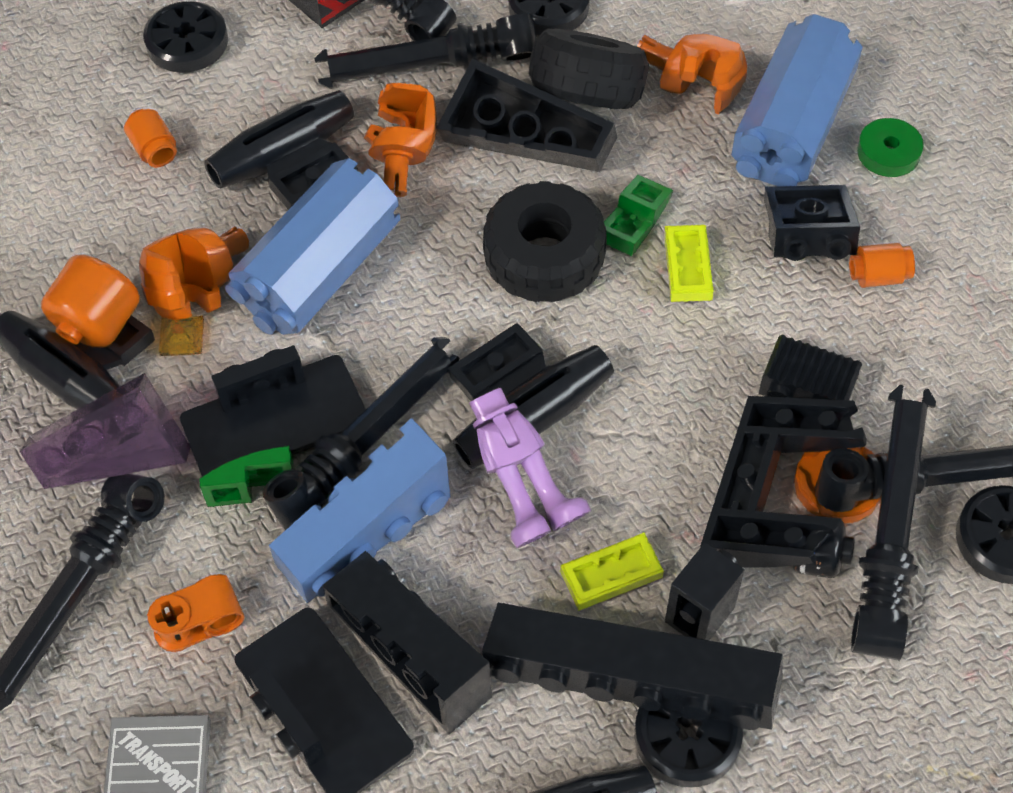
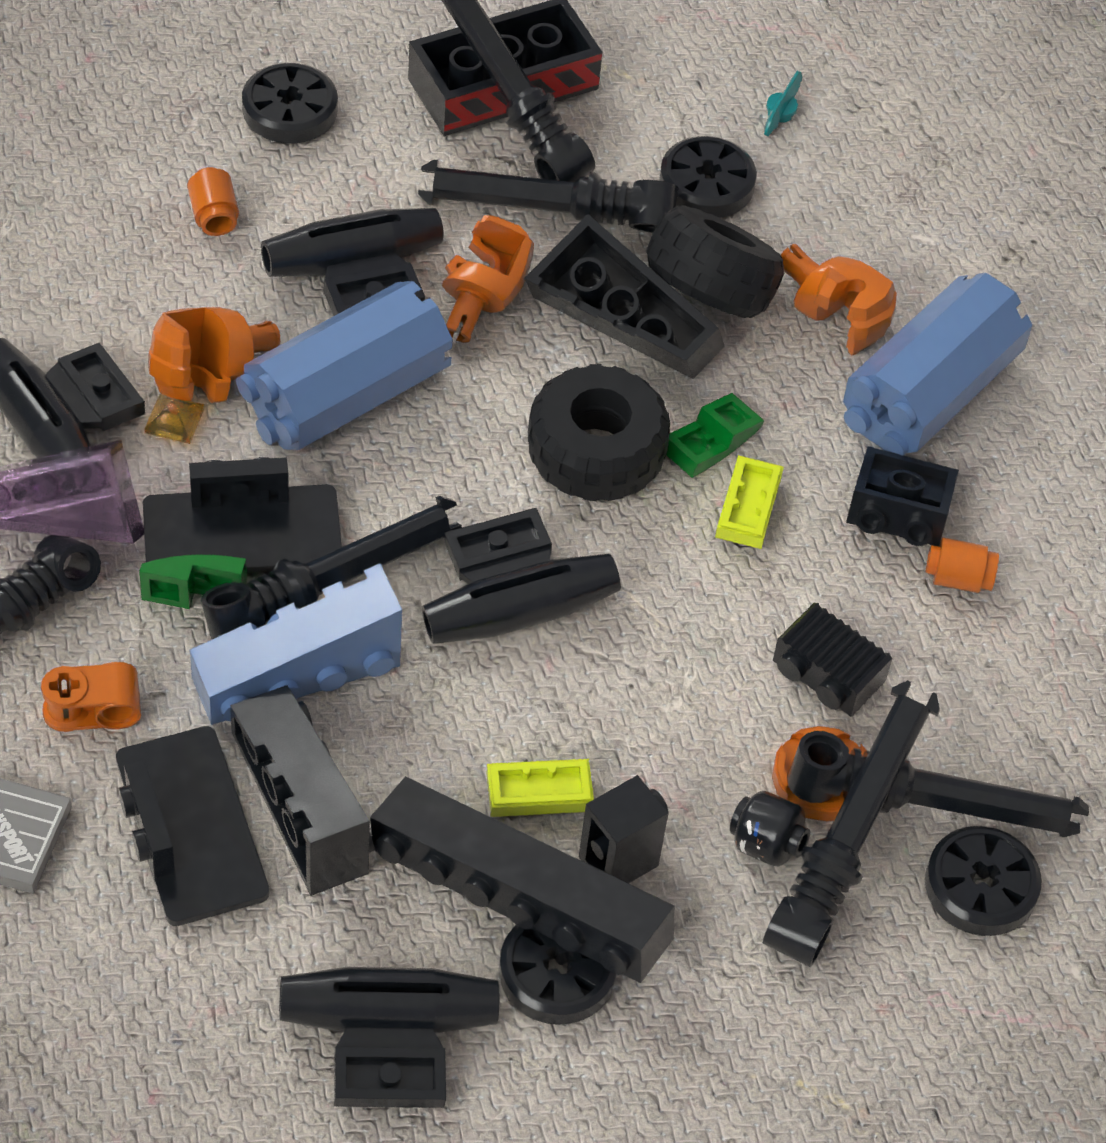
camera: 10 degrees right, 5 degrees down
(90, 301) = (89, 351): orange head -> none
(511, 440) = (475, 623): lavender piece -> none
(764, 432) = (762, 693): black wedge -> none
(886, 161) = (1024, 461): green piece -> none

